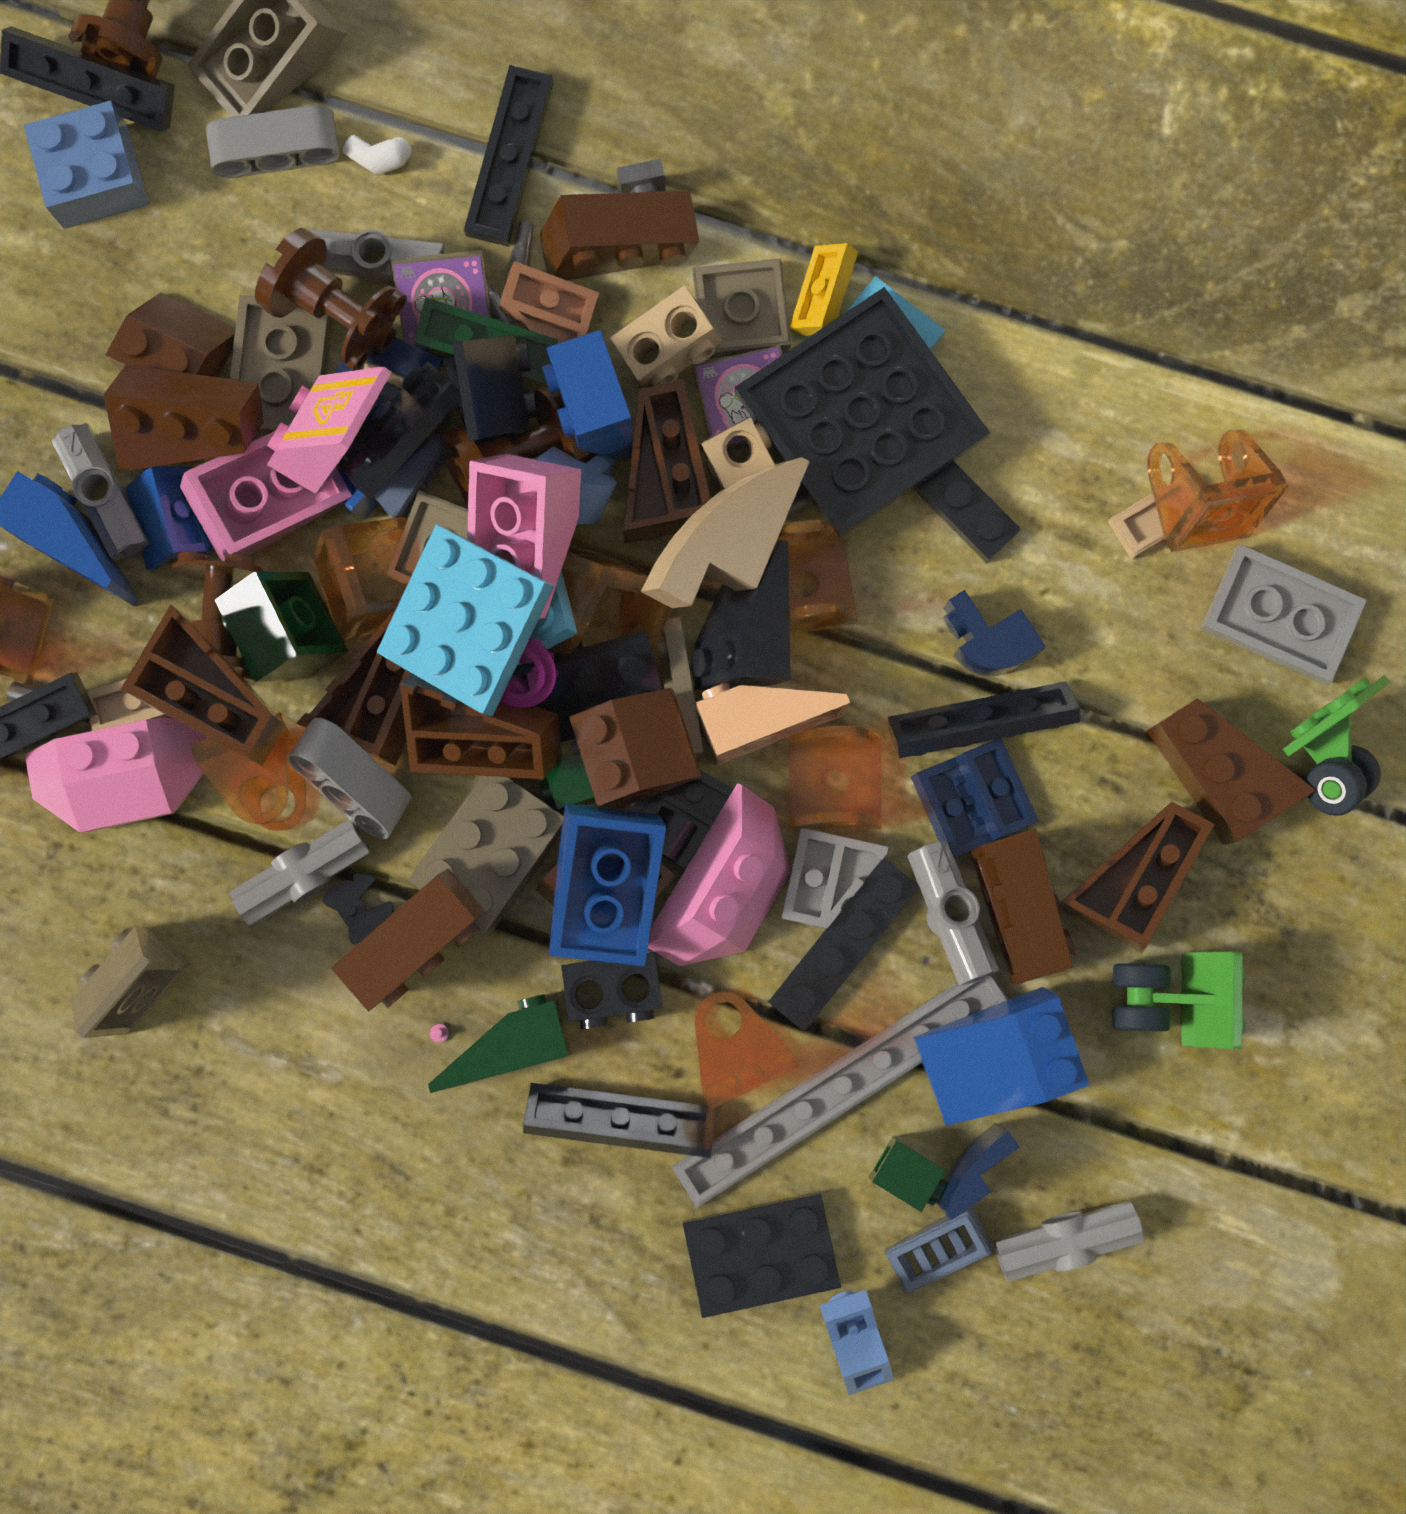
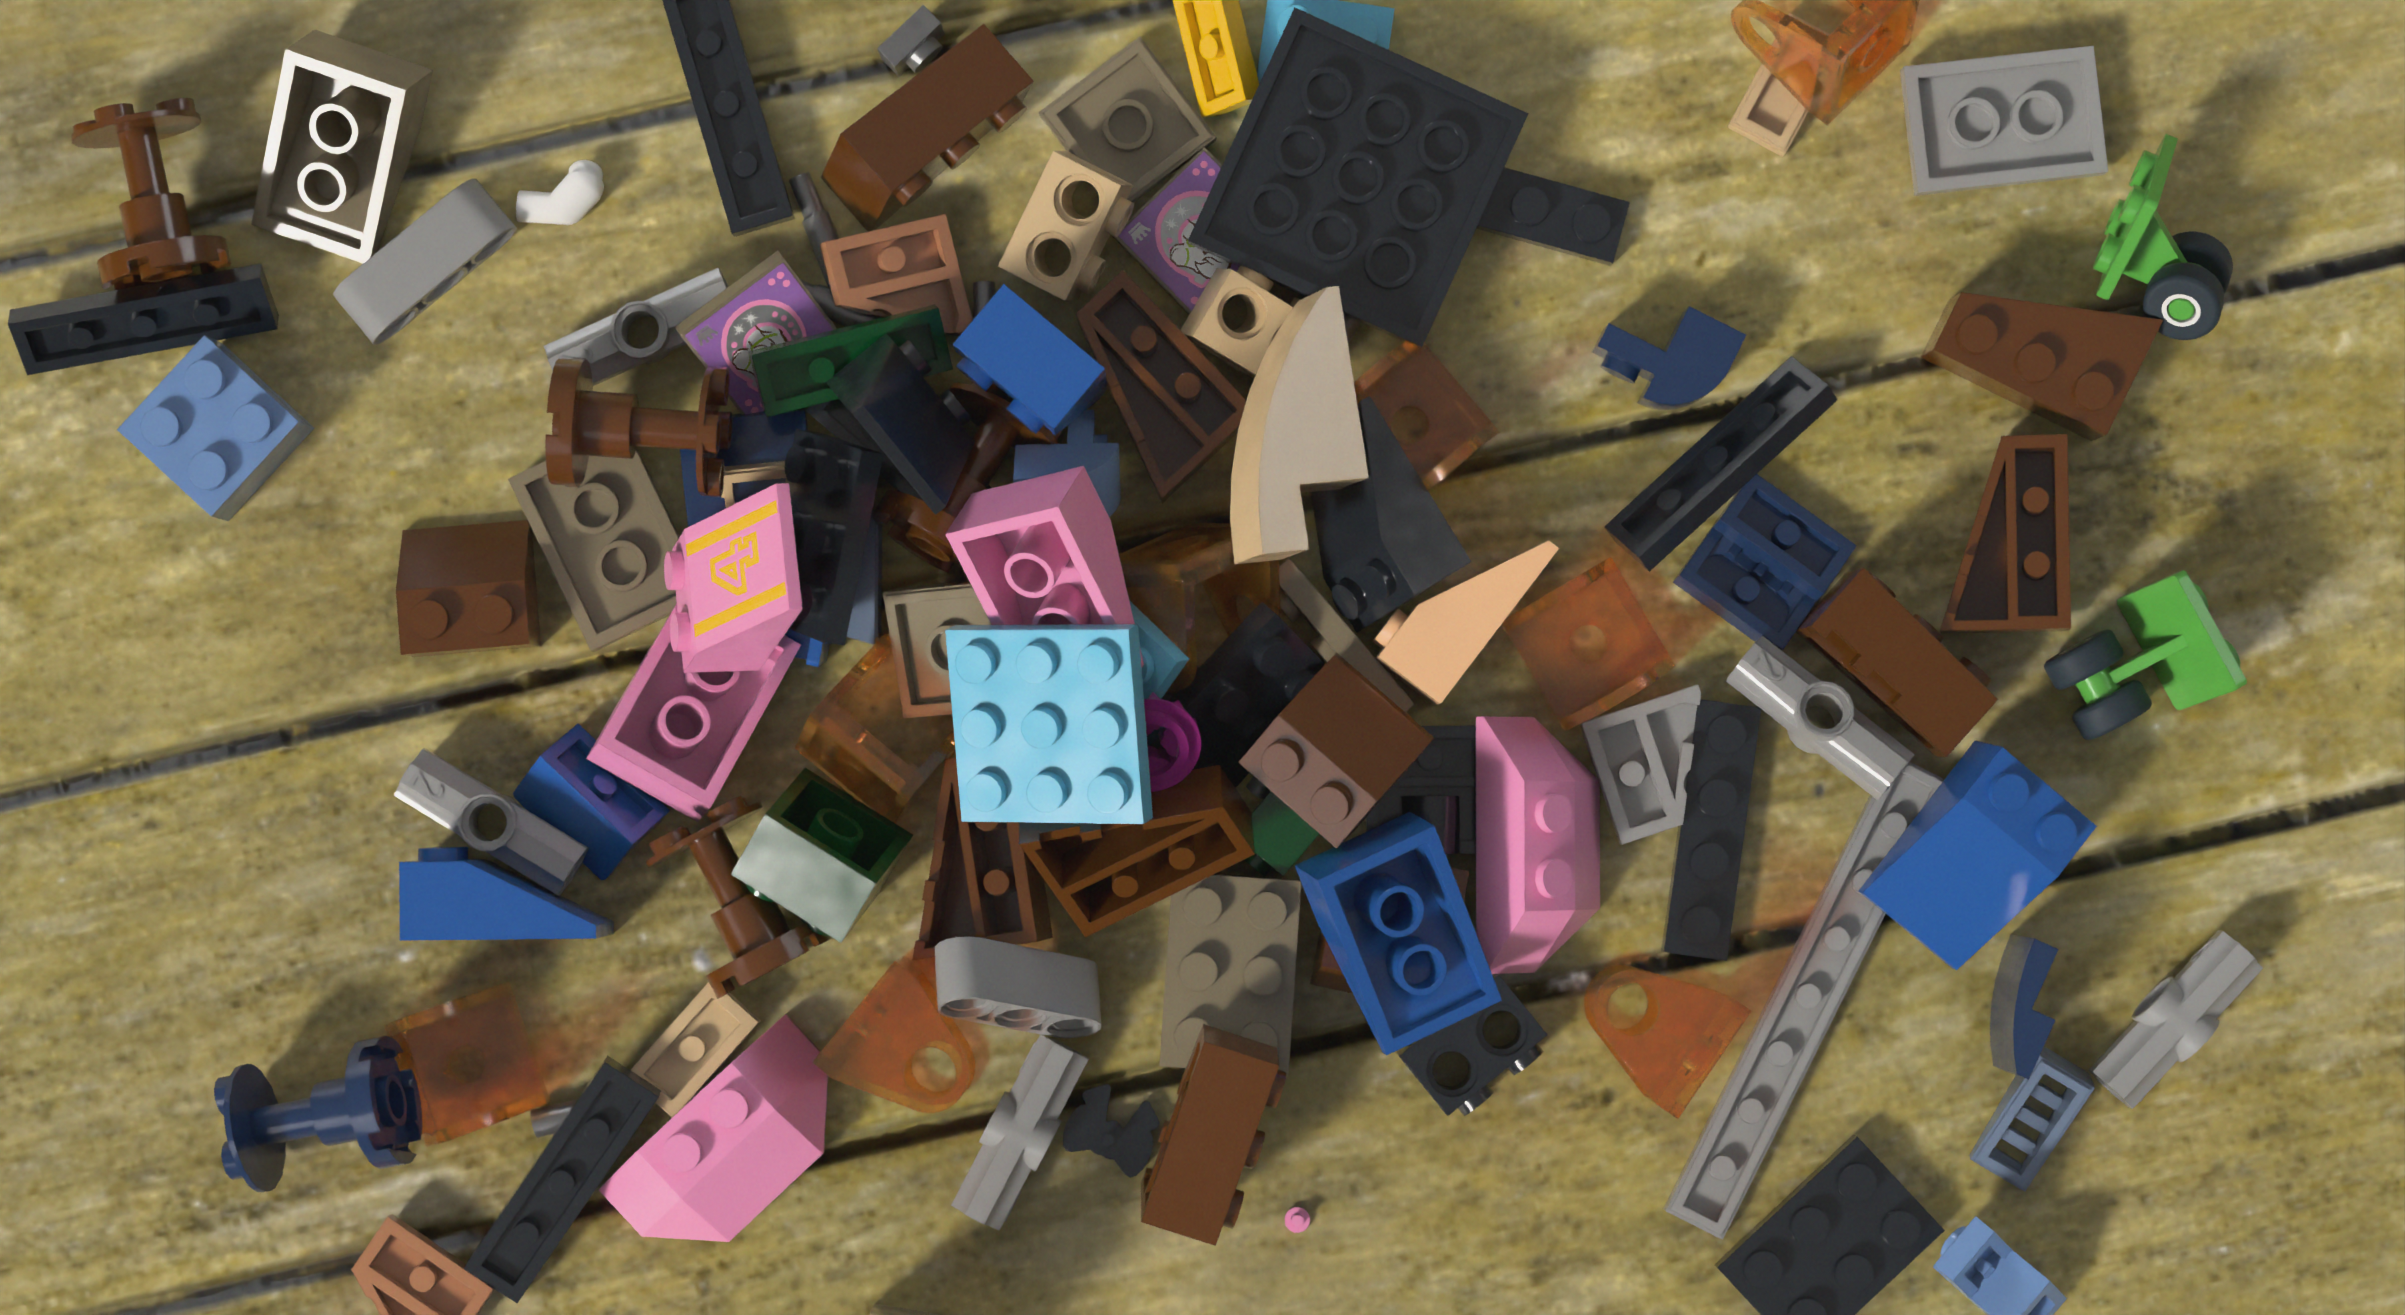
camera: 30 degrees left, 5 degrees up
(179, 416) = (545, 677): reddish brown wedge -> none
(200, 688) = (797, 993): reddish brown wedge -> none
(516, 1042) = (1397, 1177): dark green slope -> none
(619, 1120) = (1573, 1193): plate -> none
(908, 1175) = (1946, 1054): dark green brick -> none

